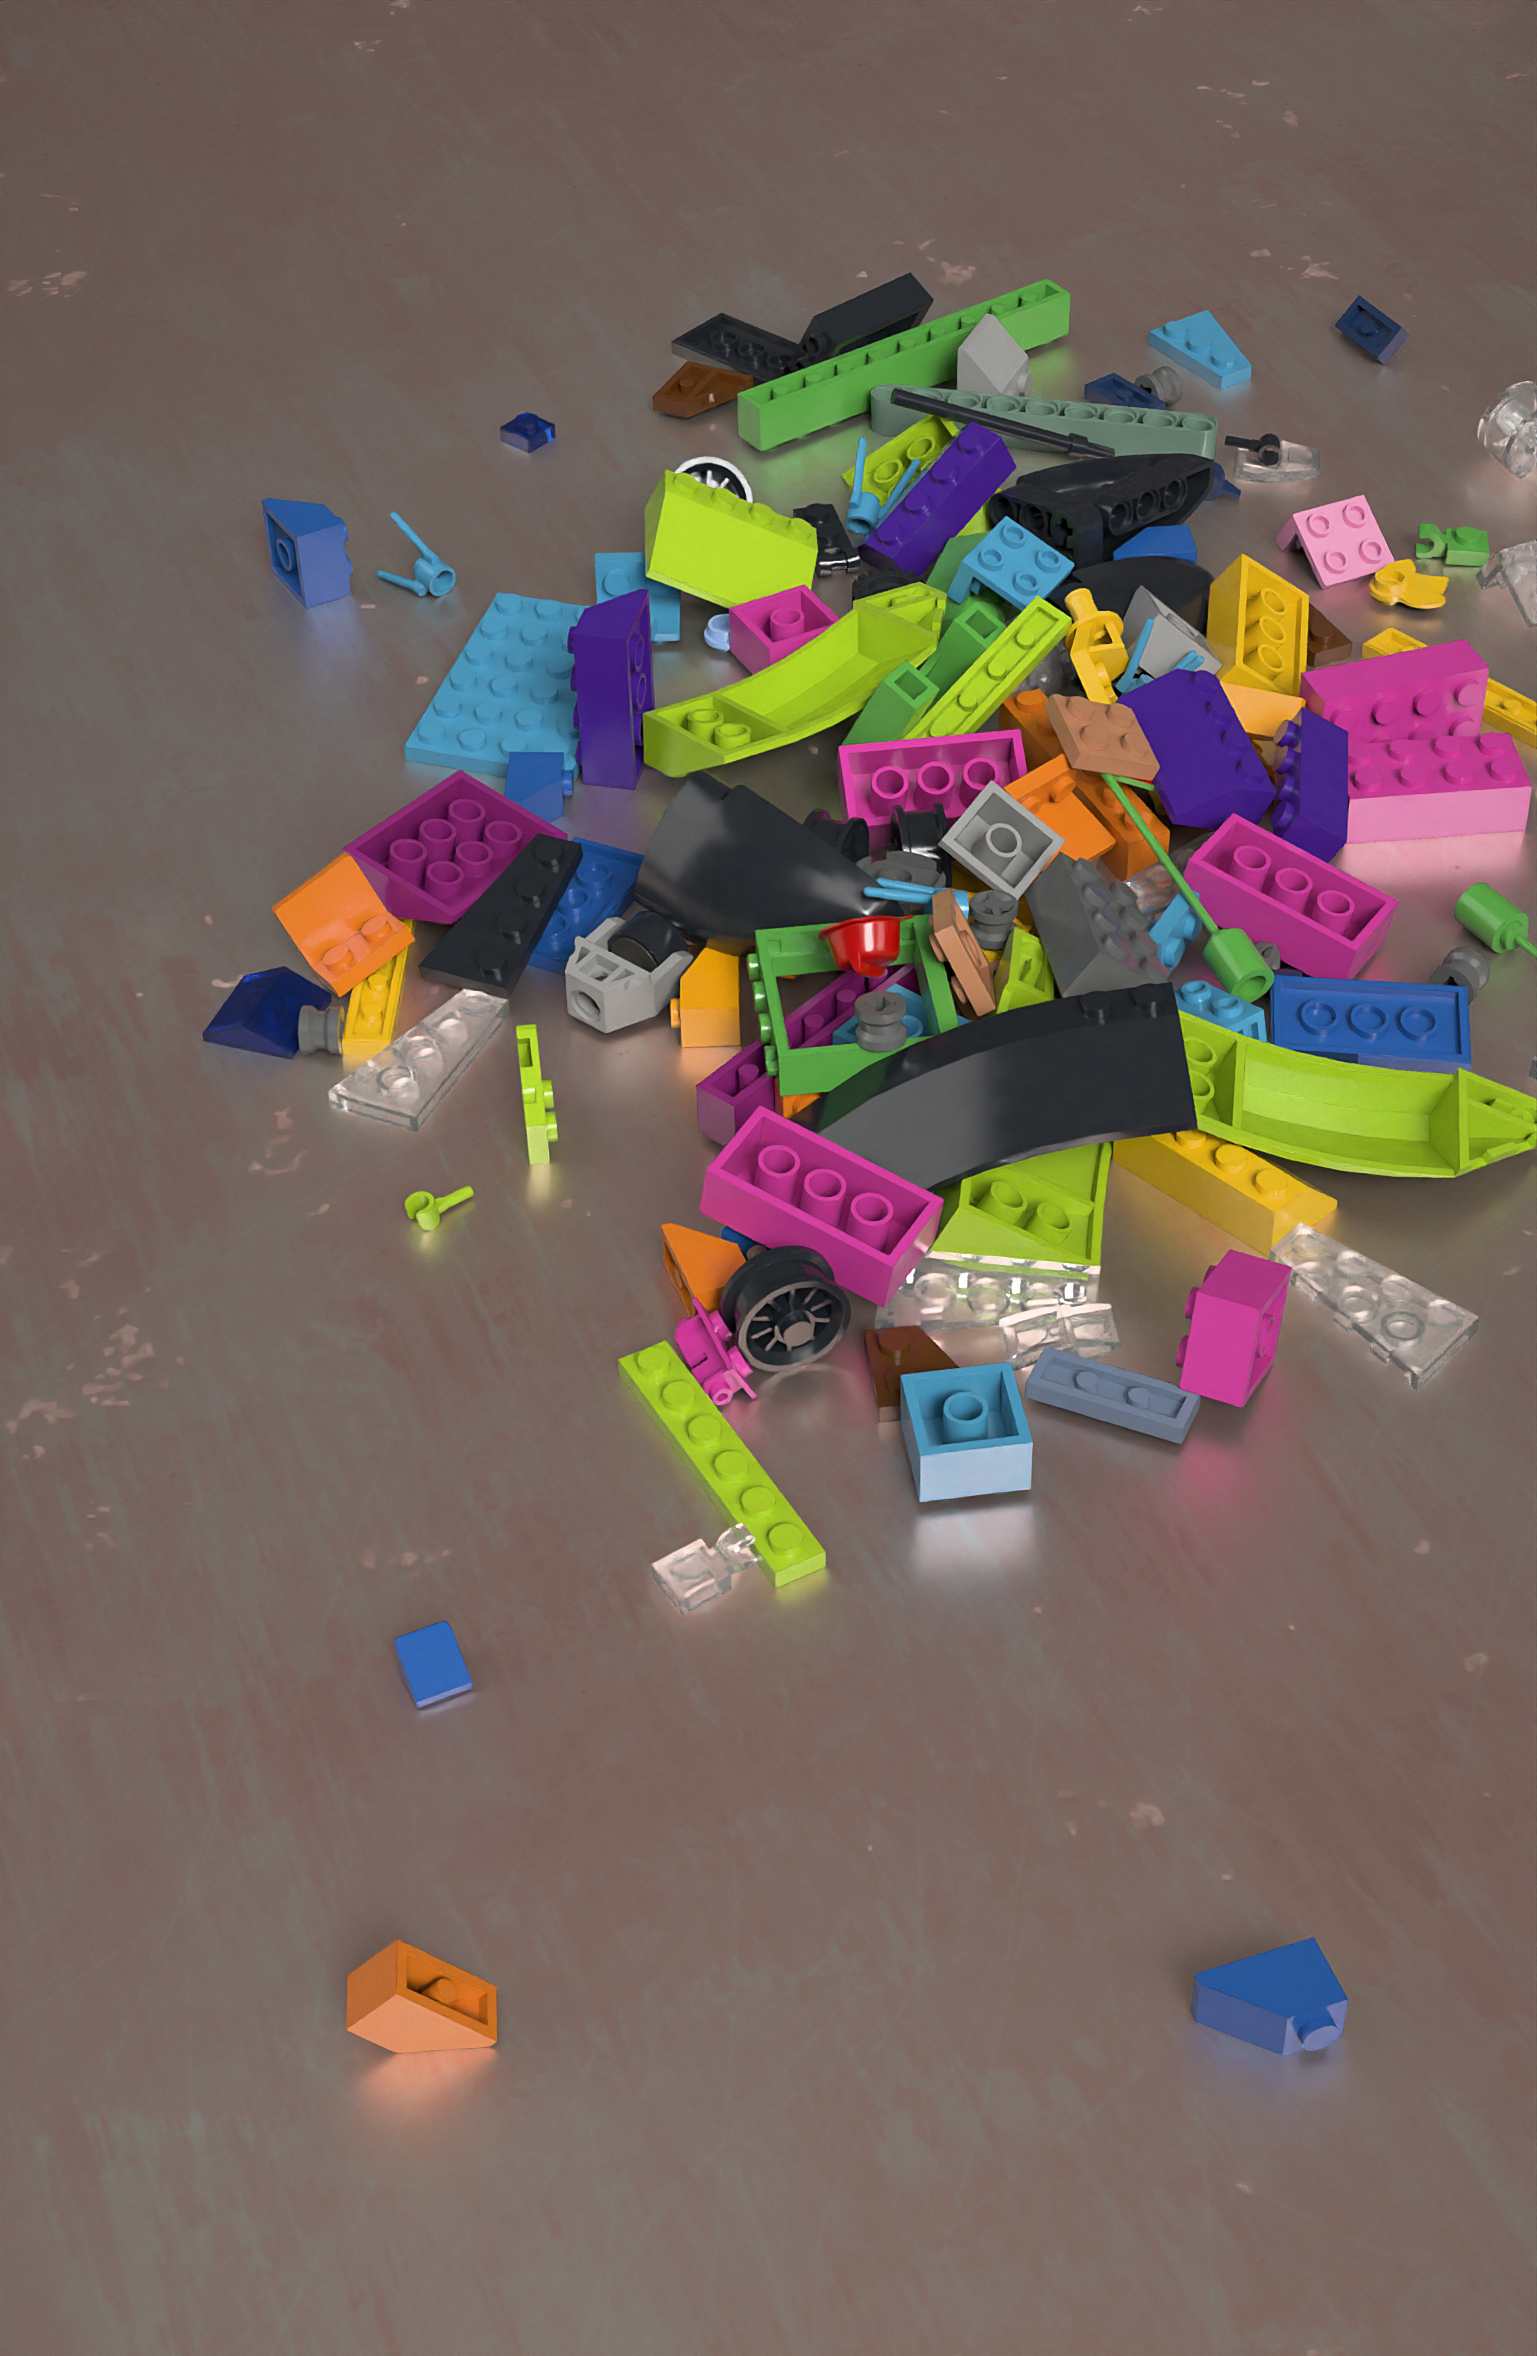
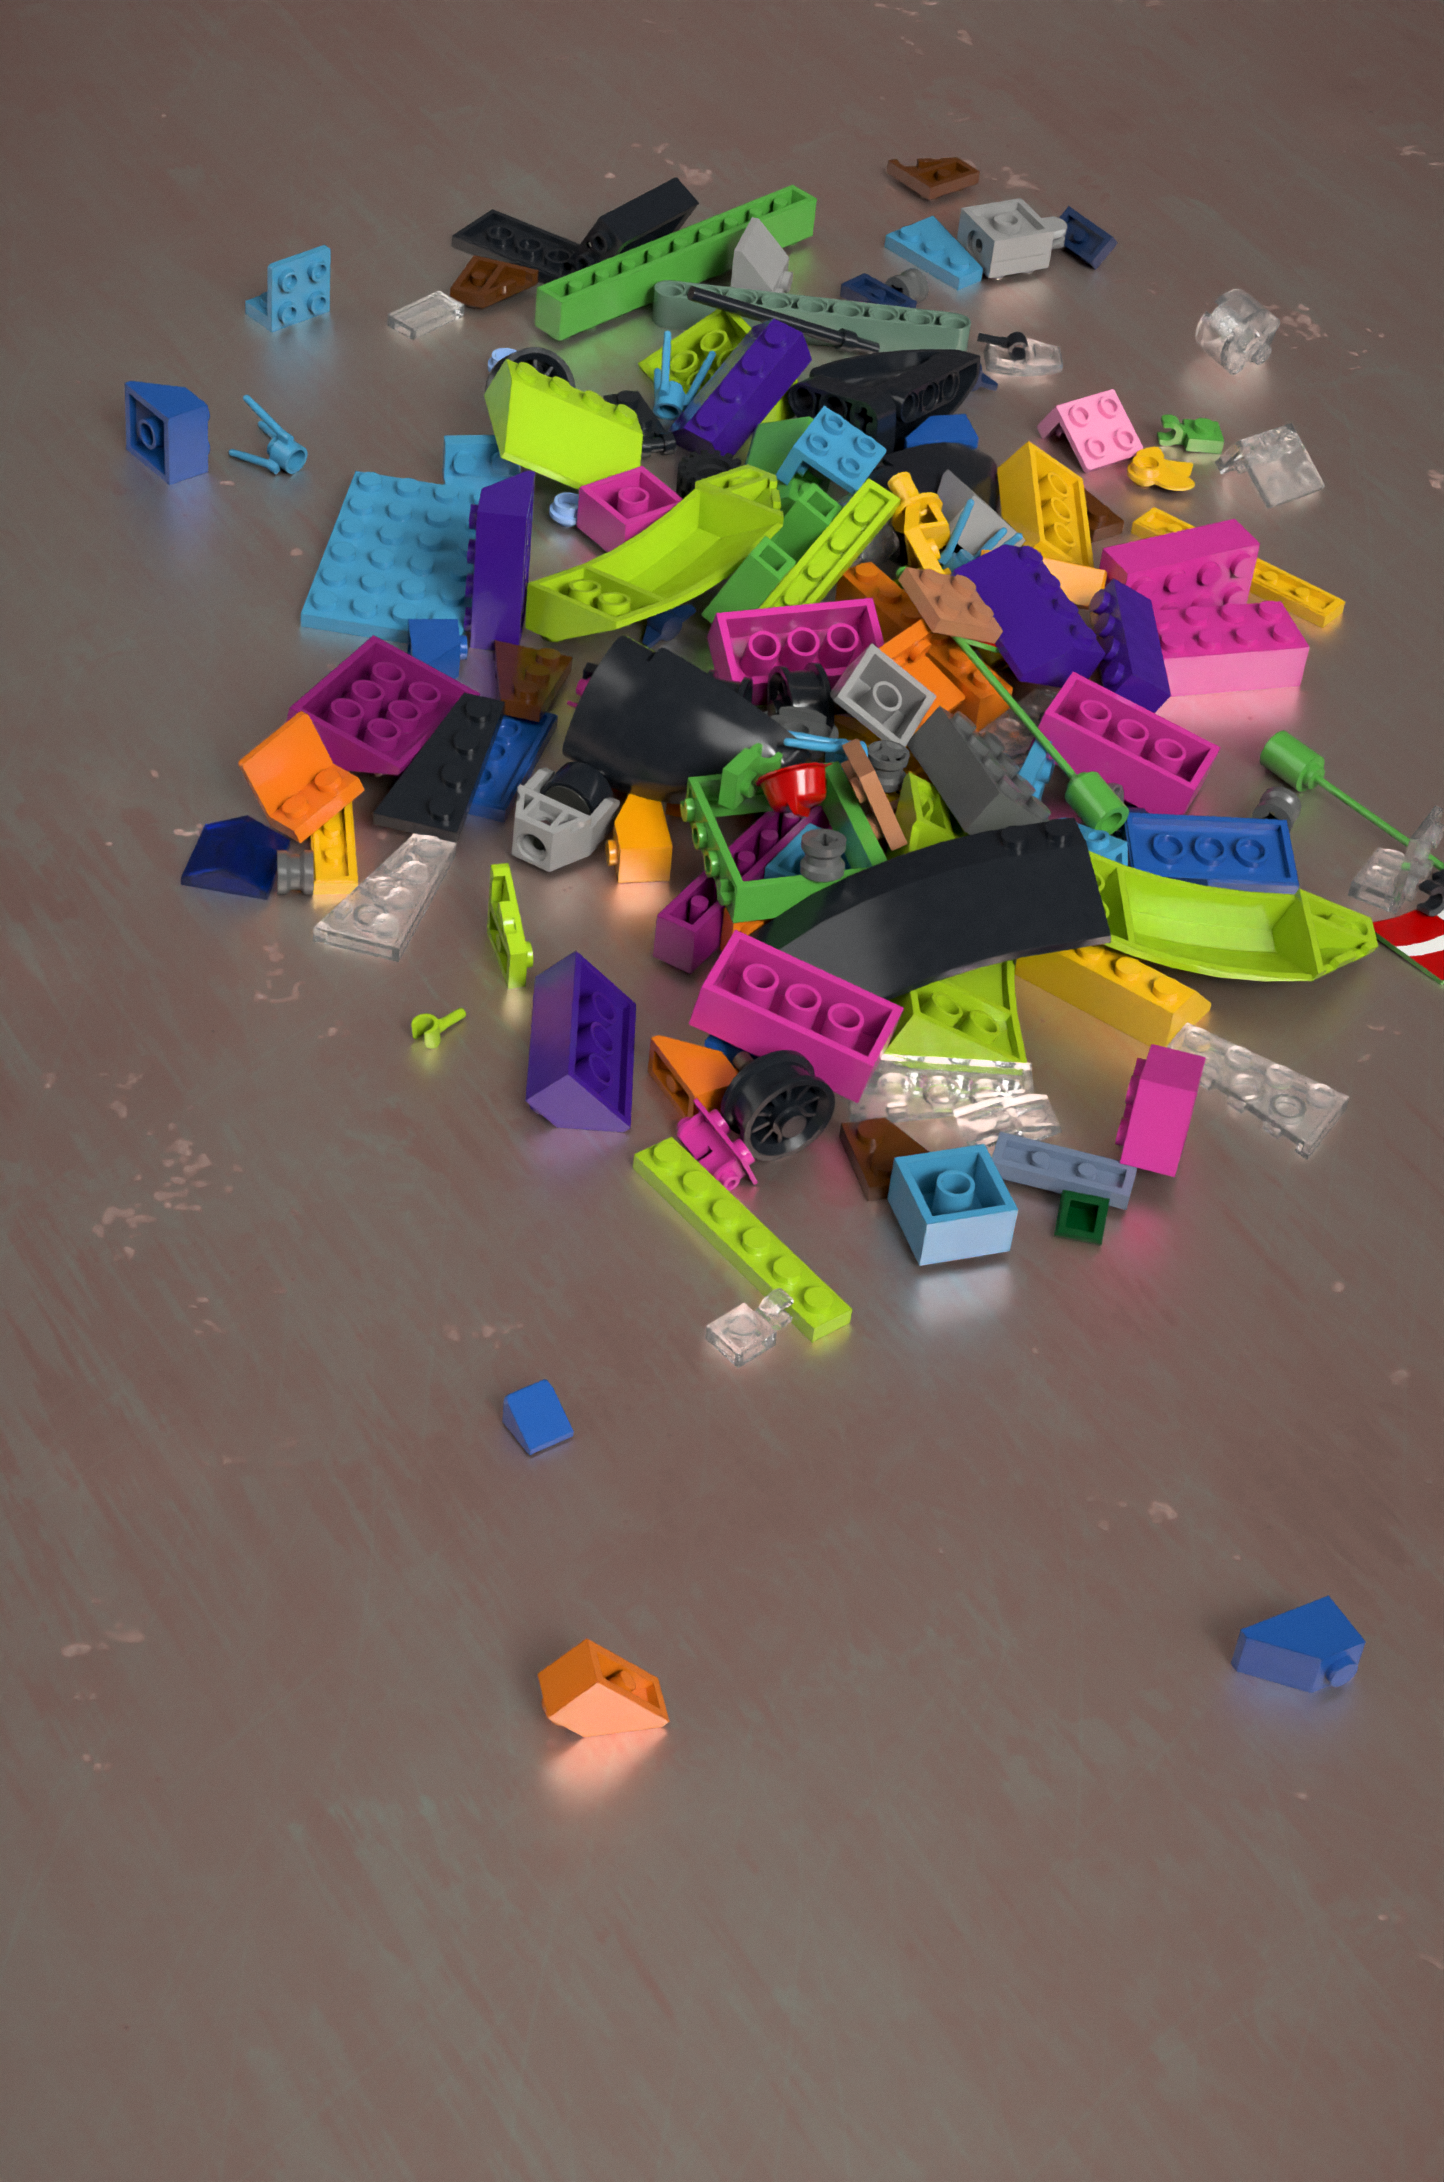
camera: 15 degrees left, 0 degrees up
(481, 400) = (295, 290): none -> dark azure bracket
(527, 432) = (337, 320): clear blue plate -> none
(587, 1236) = (581, 1048): none -> dark purple slope
(623, 426) = (425, 315): none -> clear tile
(627, 819) = (528, 678): none -> reddish brown wing
(801, 758) = (666, 624): none -> dark blue piece
(804, 925) = (742, 772): none -> bright green plate
(1125, 1452) = (1081, 1217): none -> dark green slope
(1220, 267) = (934, 176): none -> reddish brown wing
(1286, 331) = (1009, 237): none -> light grey brick

